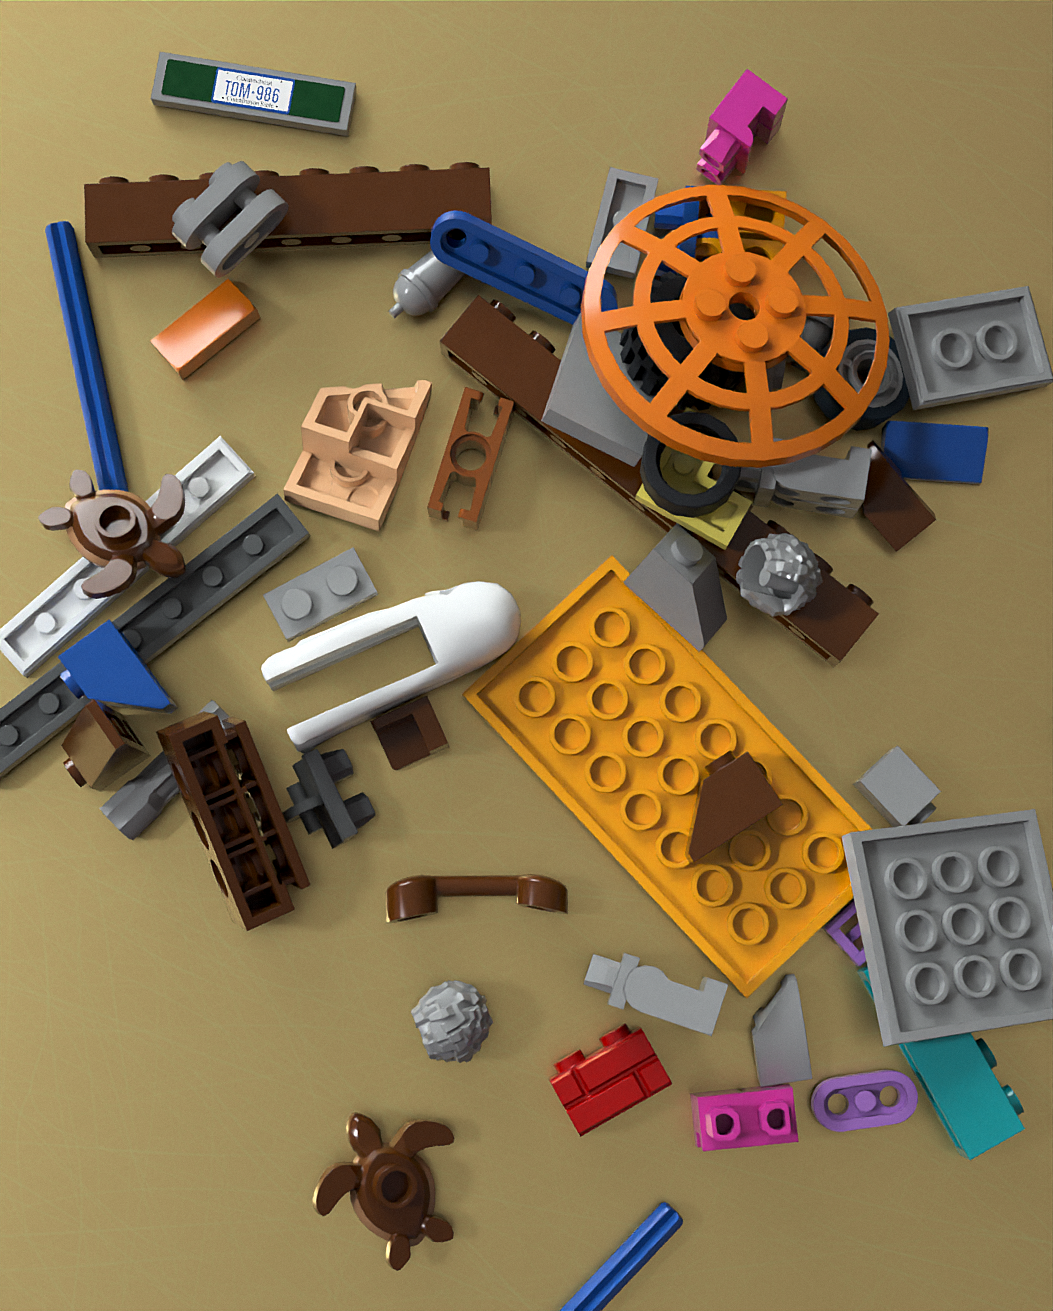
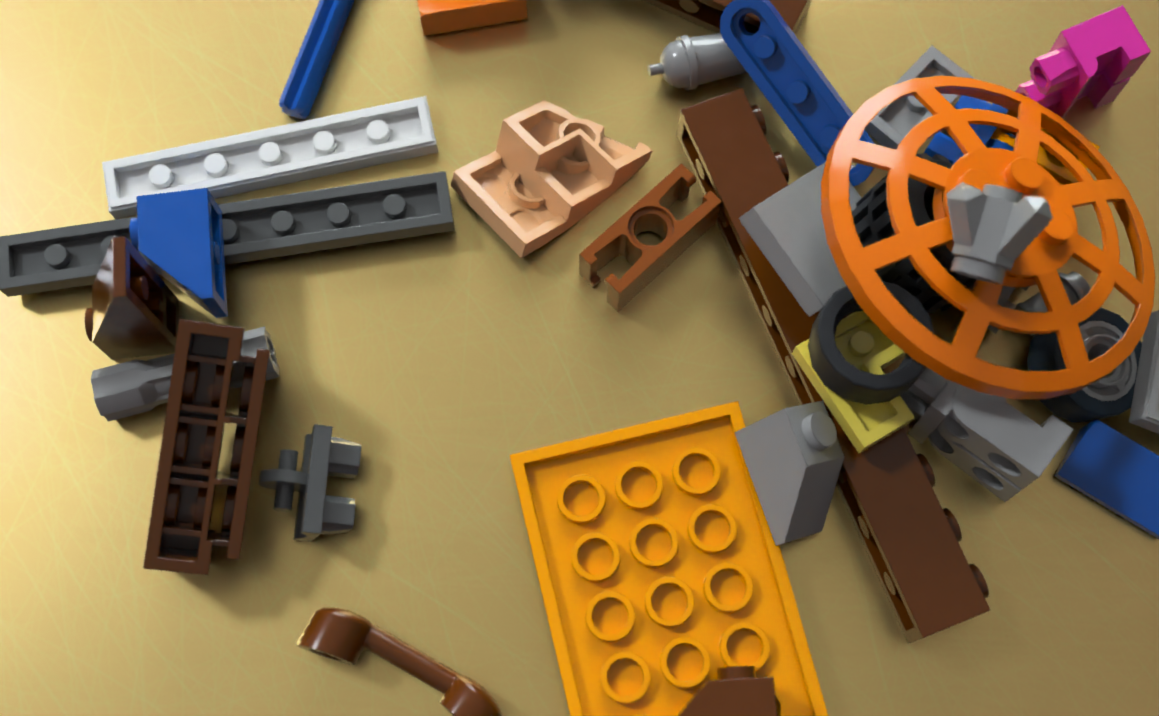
camera: 30 degrees right, 10 degrees down
(119, 532) = (274, 123): animal -> none
(320, 594) = (431, 288): light grey plate -> none
(410, 733) = (437, 466): reddish brown panel -> none
(460, 626) = (544, 387): white piece -> none
(736, 342) = (992, 228): none -> light grey rock
(778, 574) = (905, 505): light grey piece -> none
(892, 502) = (1059, 508): reddish brown slope -> none

